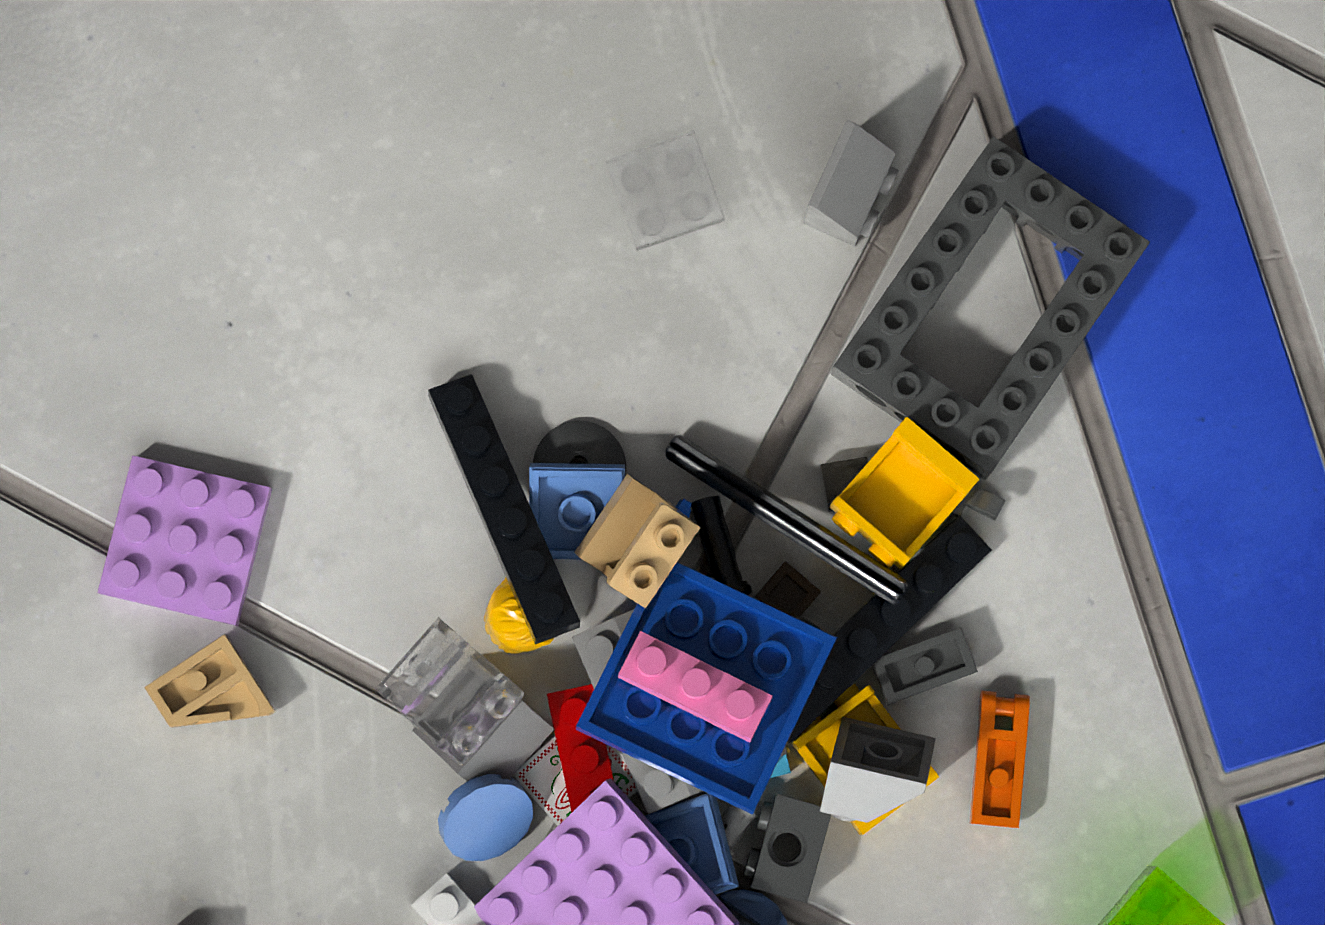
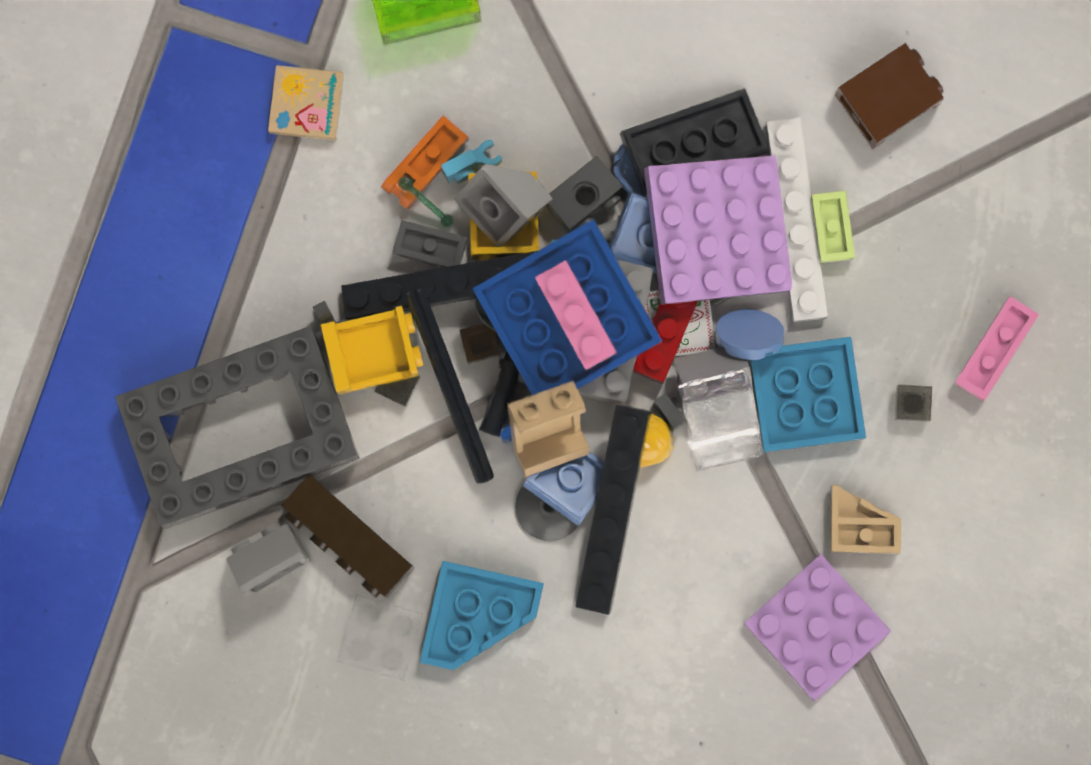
camera: 145 degrees left, 0 degrees up
(243, 872) = (913, 403): none -> clear smoke plate
(370, 796) = (808, 395): none -> dark azure plate
(517, 667) = (670, 410): none -> dark grey plate
(578, 290) = (475, 612): none -> dark azure plate
(780, 273) = (347, 536): none -> dark brown brick
(952, 784) = (460, 166): none -> medium azure plate
(1001, 714) = (407, 184): none -> clear green hinge
(1186, 734) = (306, 102): none -> tan tile

